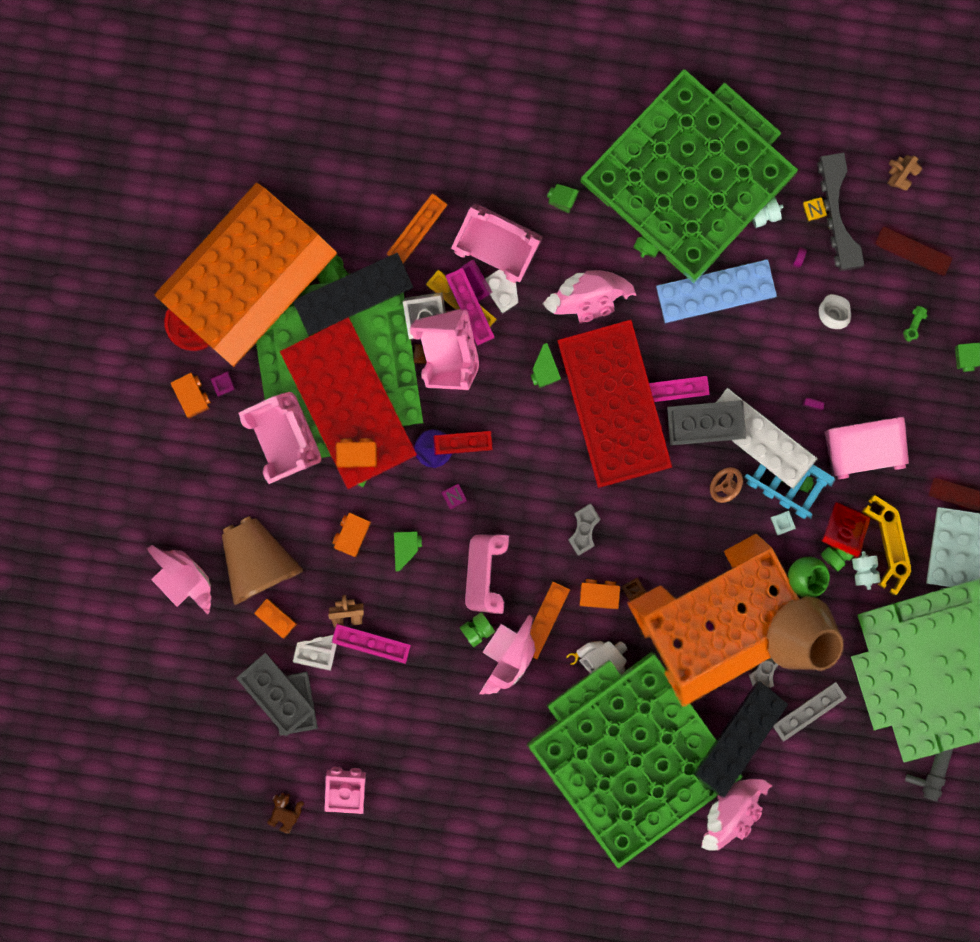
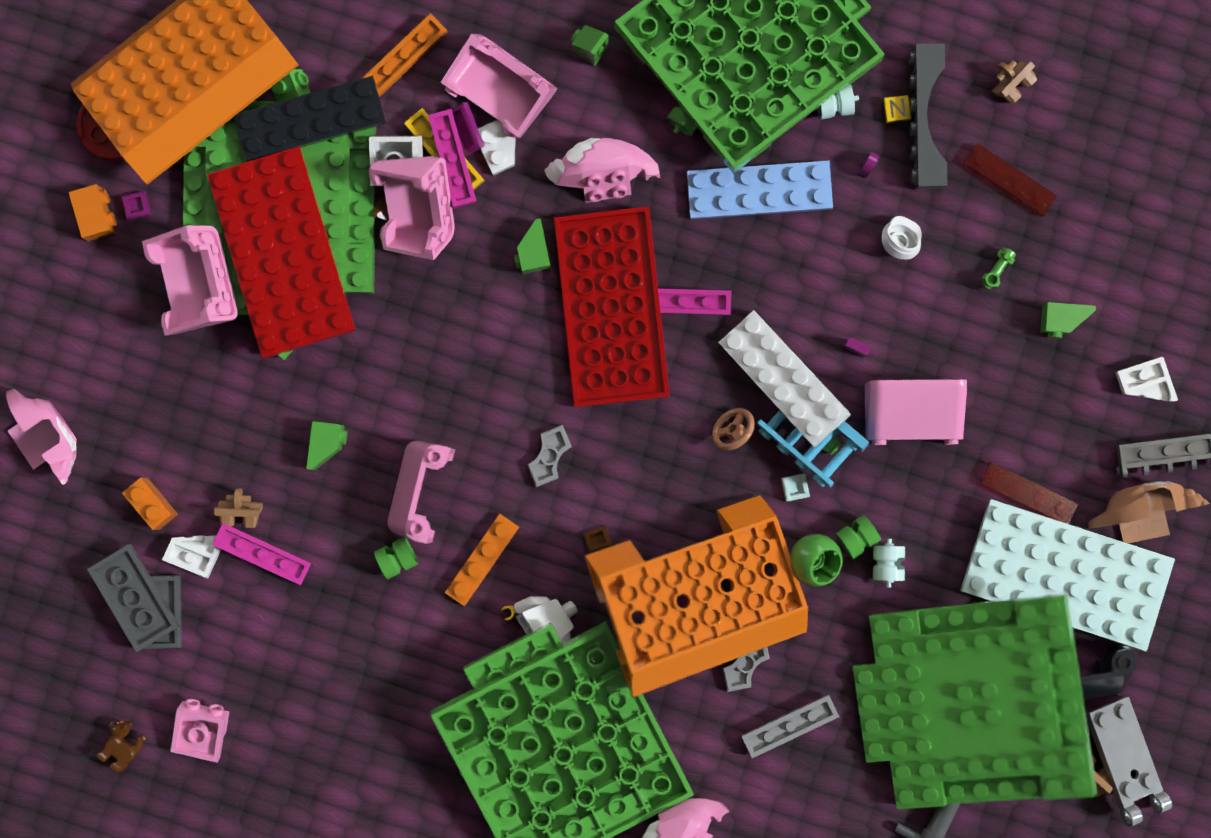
camera: 10 degrees right, 0 degrees up
(255, 559) = (138, 427): medium nougat cone -> none
(351, 535) = (261, 415): orange brick -> none
(356, 454) = (277, 315): orange brick -> none
(425, 450) = (380, 326): dark purple tile -> none
(454, 496) = (396, 389): magenta tile -> none
(462, 442) = (416, 324): red plate -> none
(512, 652) = (435, 595): bright pink animal -> none
(599, 595) = (554, 539): orange brick -> none
(706, 422) = (721, 348): dark grey plate -> none
(740, 739) = (698, 748): black plate -> none
(804, 636) = (799, 633): medium nougat cone -> none
(846, 529) = (872, 508): red plate -> none
(893, 543) = (928, 534): yellow piece -> none

